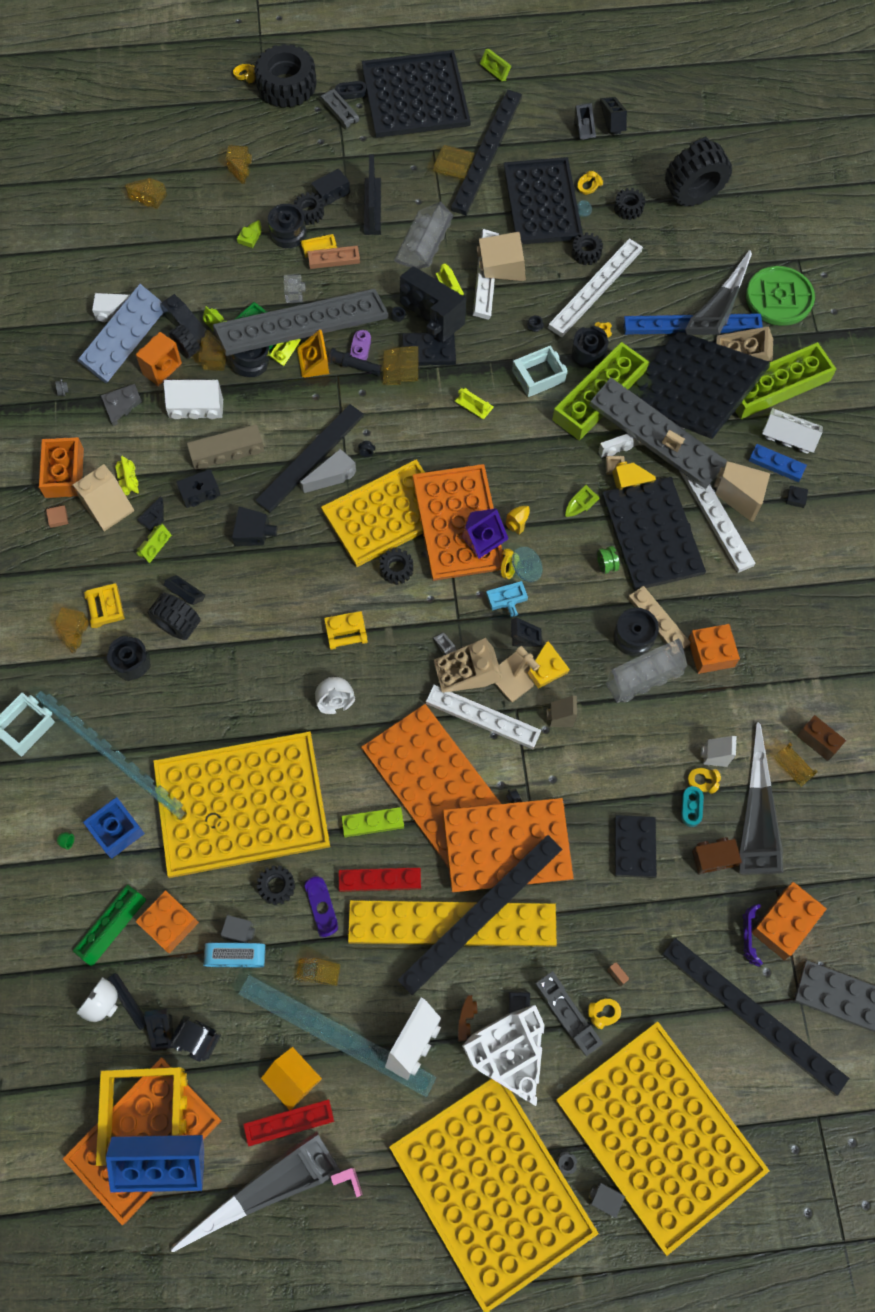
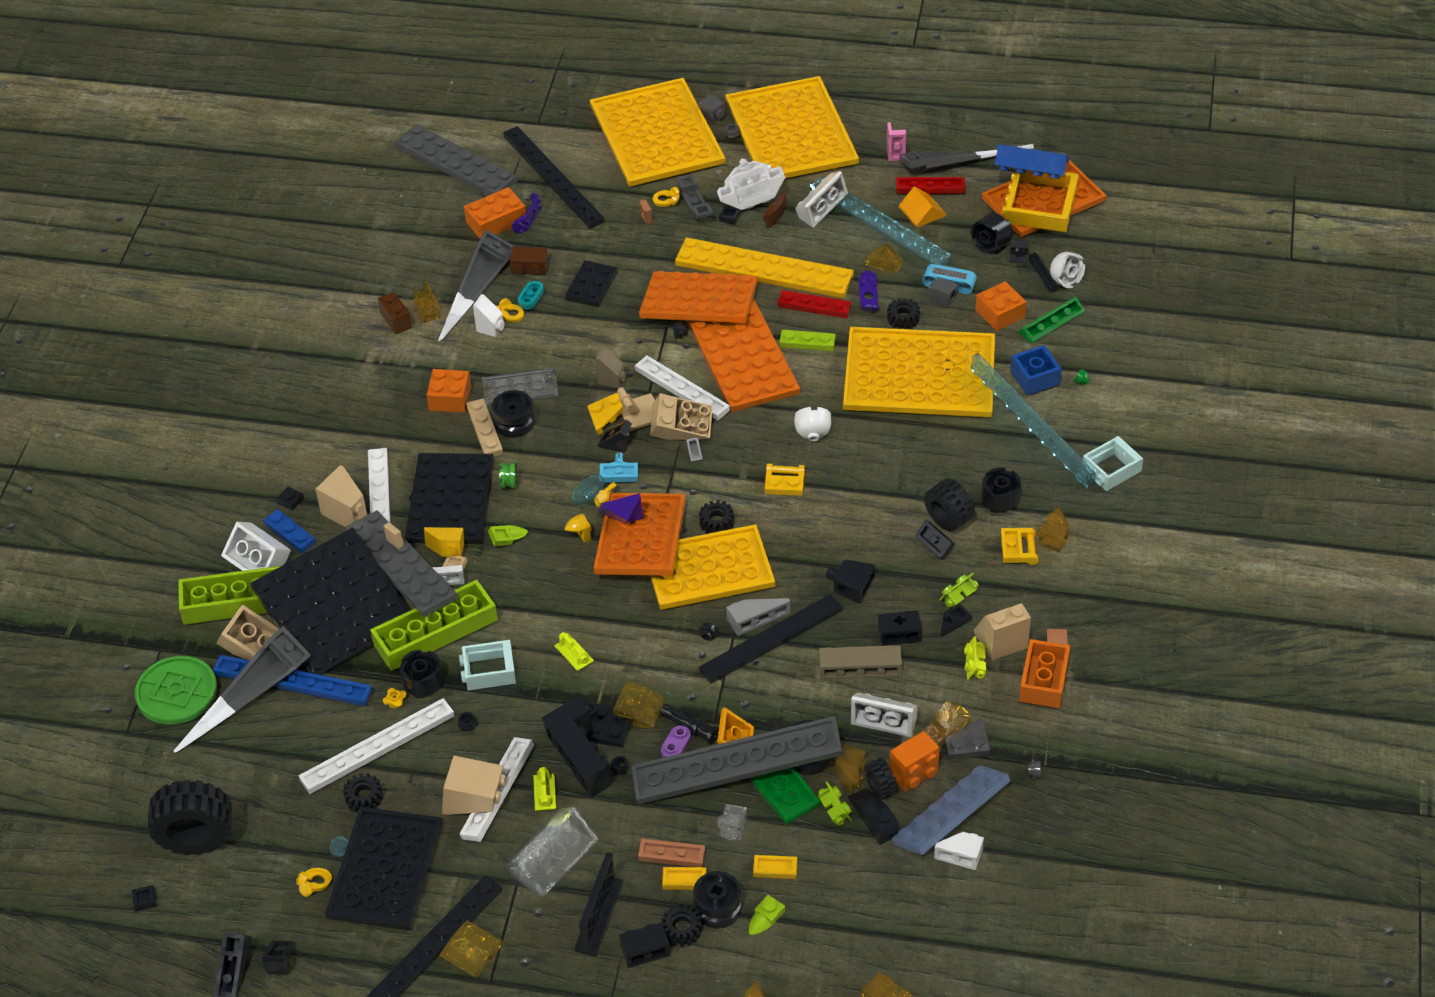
camera: 160 degrees left, 20 degrees down
(139, 407) = (947, 721): none -> clear yellow slope
(253, 269) = (775, 867): none -> yellow tile
(479, 915) = (738, 258): black plate -> none
(629, 196) = (284, 847): black tyre -> none

